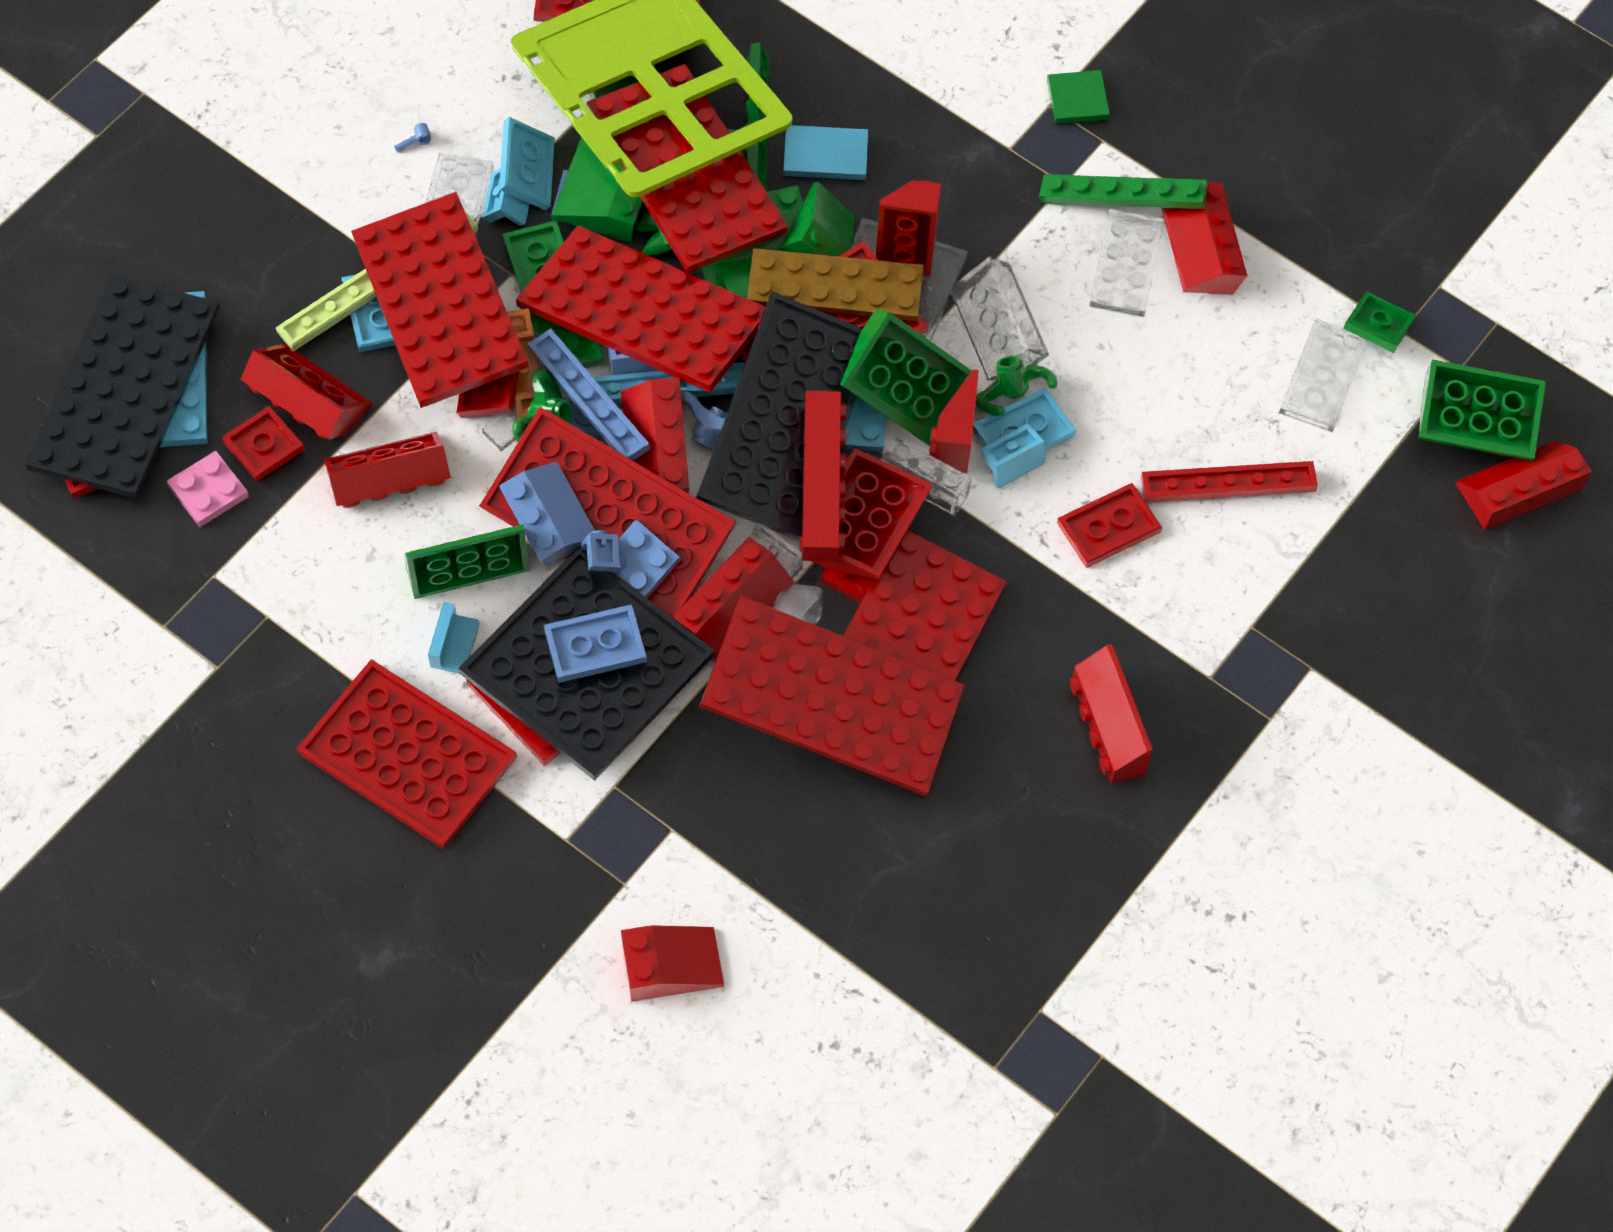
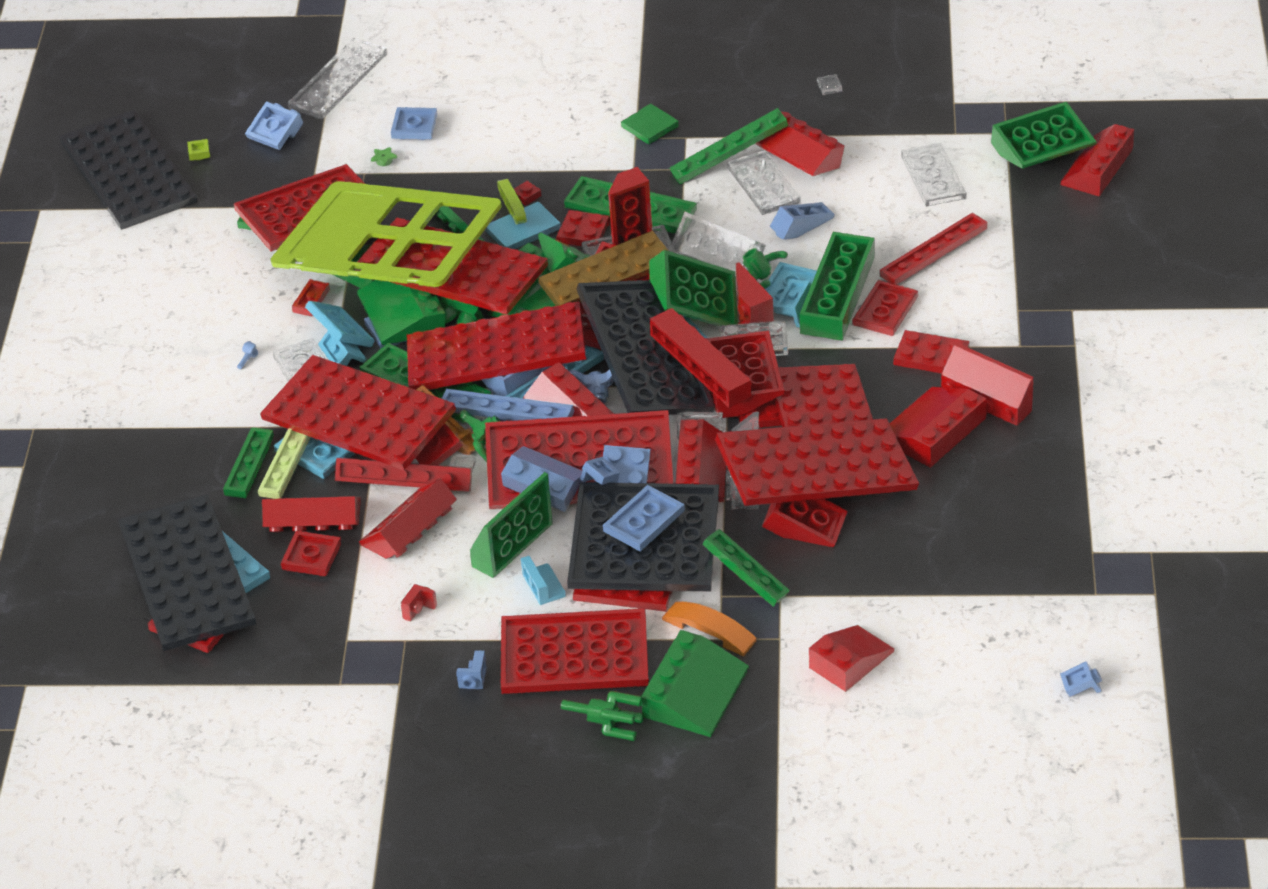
camera: 30 degrees left, 20 degrees down
(207, 488) = (296, 597): bright pink plate -> none
(293, 711) = (474, 675): none -> medium blue bracket
(299, 283) = (248, 462): none -> green plate
(307, 577) = (415, 600): none -> red bracket
(369, 859) = (608, 713): none -> green plant
(440, 416) = (414, 475): none -> red plate
(483, 884) = (693, 684): none -> green slope
(530, 106) = (312, 291): none -> red plate
(566, 820) = (710, 621): none -> orange slope
(652, 777) = (746, 567): none -> green plate
(777, 763) = (806, 521): none -> red slope
(834, 114) = (512, 201): none -> lime beam
(868, 107) = (527, 192): none -> red plate
(869, 191) = (582, 227): none -> red plate
(872, 1172) = (1081, 678): none -> medium blue bracket
(964, 203) = (592, 197): none -> green plate
(1021, 721) = (938, 422): none -> red slope
(1074, 464) = (837, 286): none -> green brick
(1103, 618) = (925, 351): none -> red plate
(1120, 342) = (799, 219): none -> medium blue slope
(1321, 169) = (829, 84): none -> clear tile
(1380, 322) = (940, 132): green tile -> none

